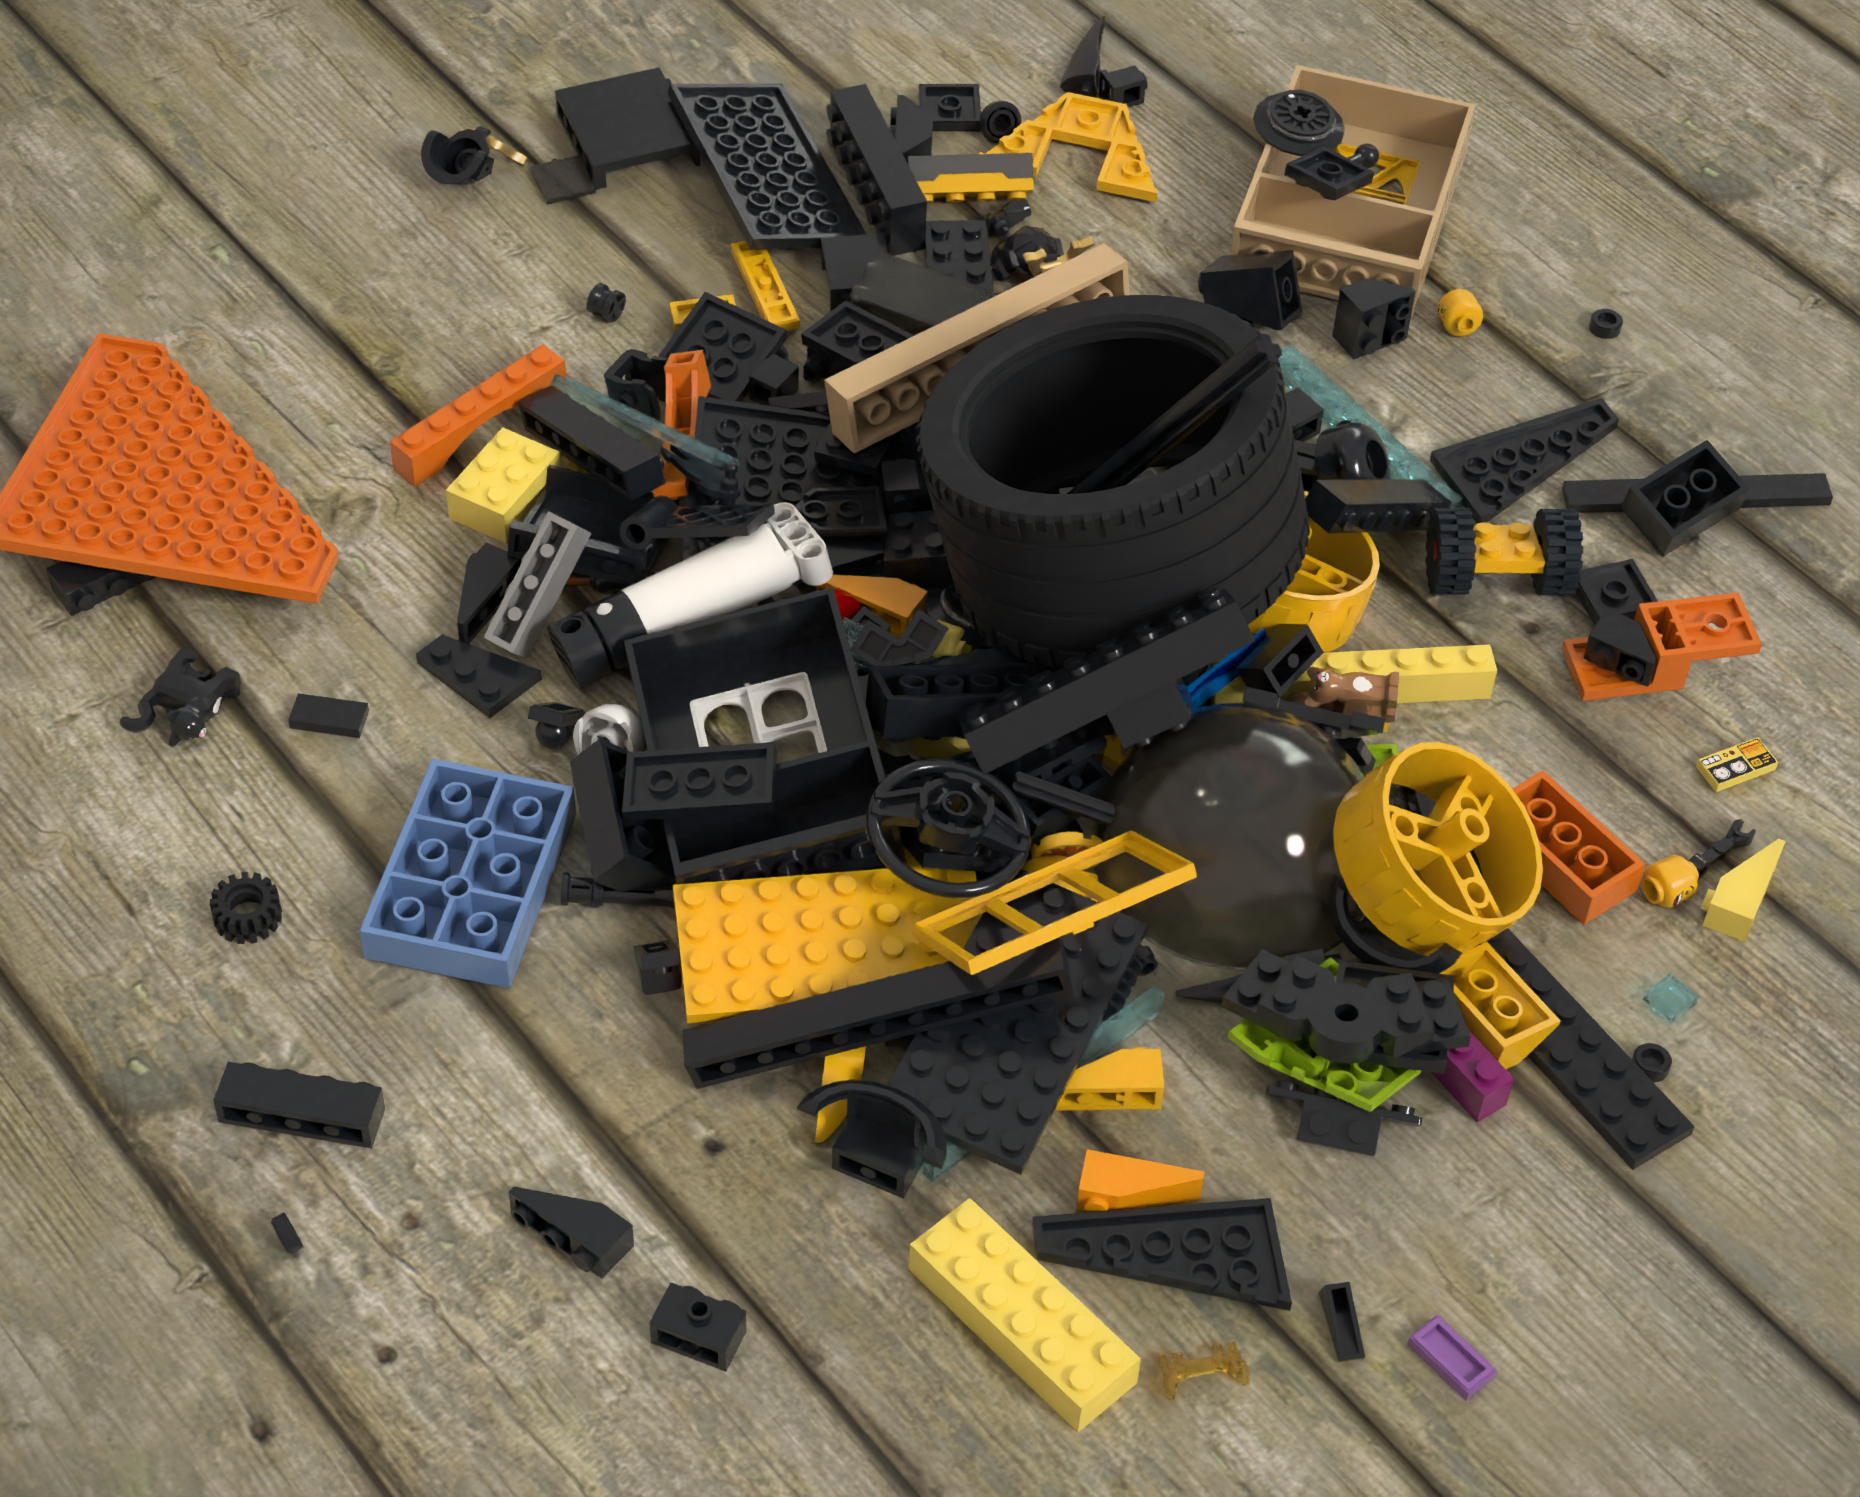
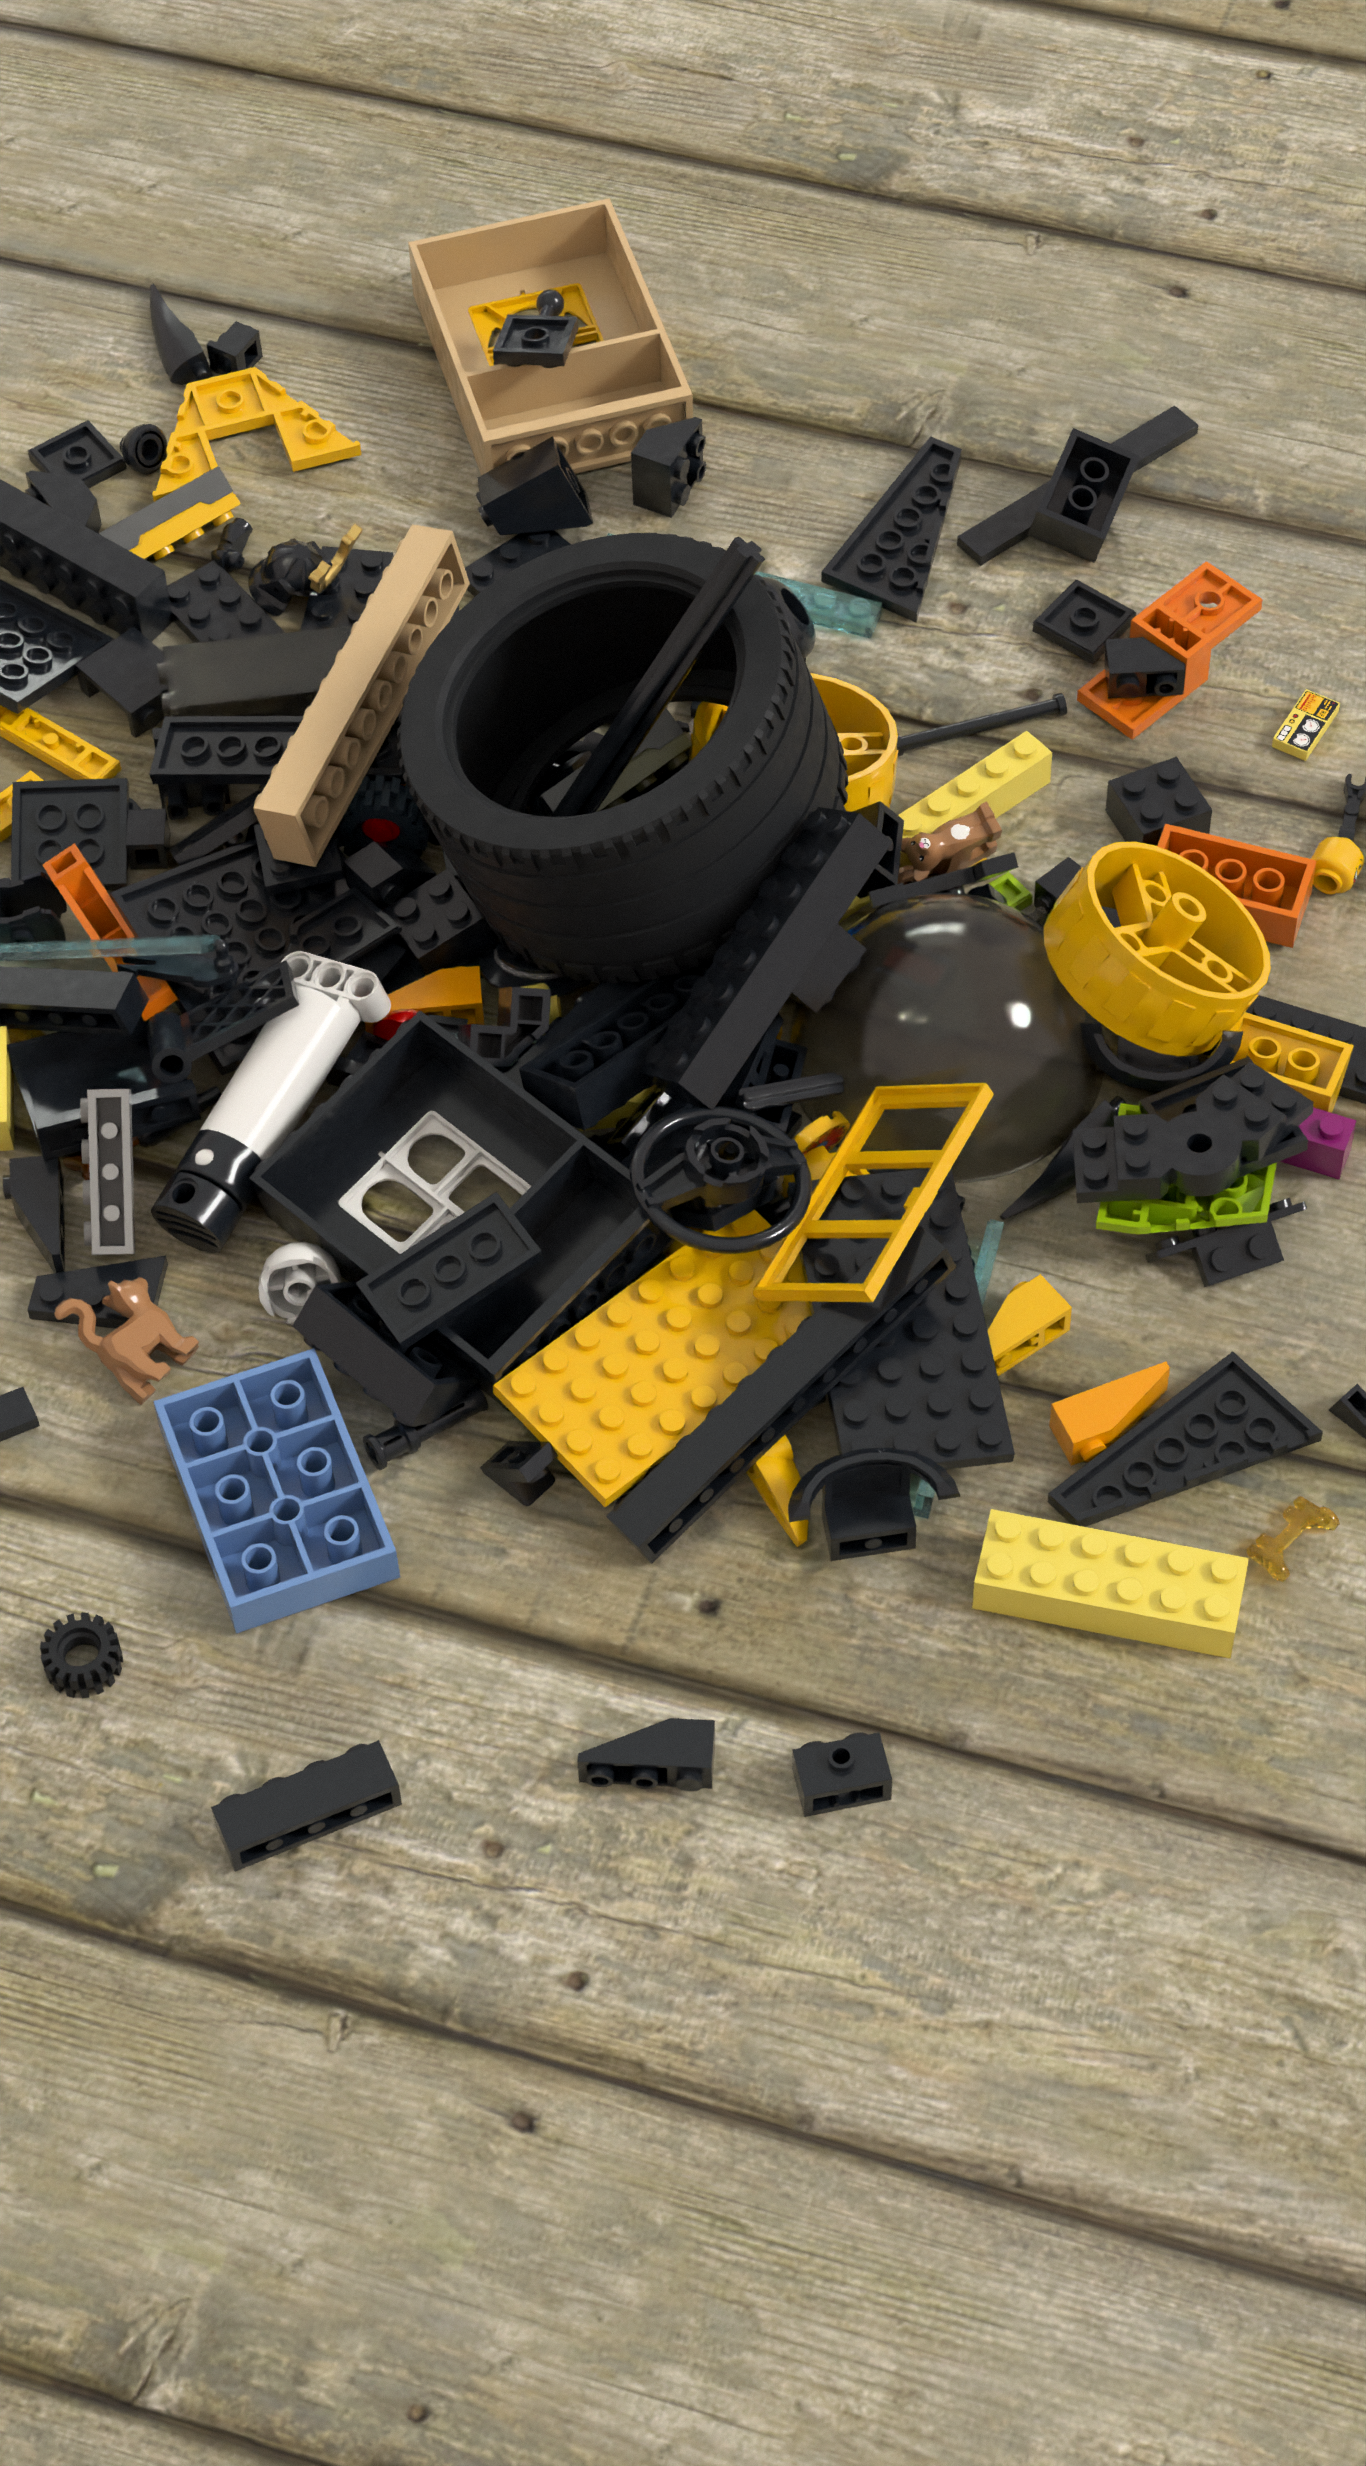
camera: 30 degrees left, 5 degrees up
(286, 1233) = (396, 1930): black tile -> none
(464, 713) = (130, 1345): none -> medium nougat animal
(554, 722) = (229, 1298): black tile -> none
(1298, 122) = (460, 302): black piece -> none
(1373, 505) = (842, 647): black brick -> none
(1459, 312) = (736, 417): yellow head -> none
(1465, 625) = (983, 723): none -> black bar
(1547, 550) = (1004, 613): black plate -> none
(1561, 751) = (1155, 796): none -> black brick
(1605, 323) = (872, 360): black tile -> none

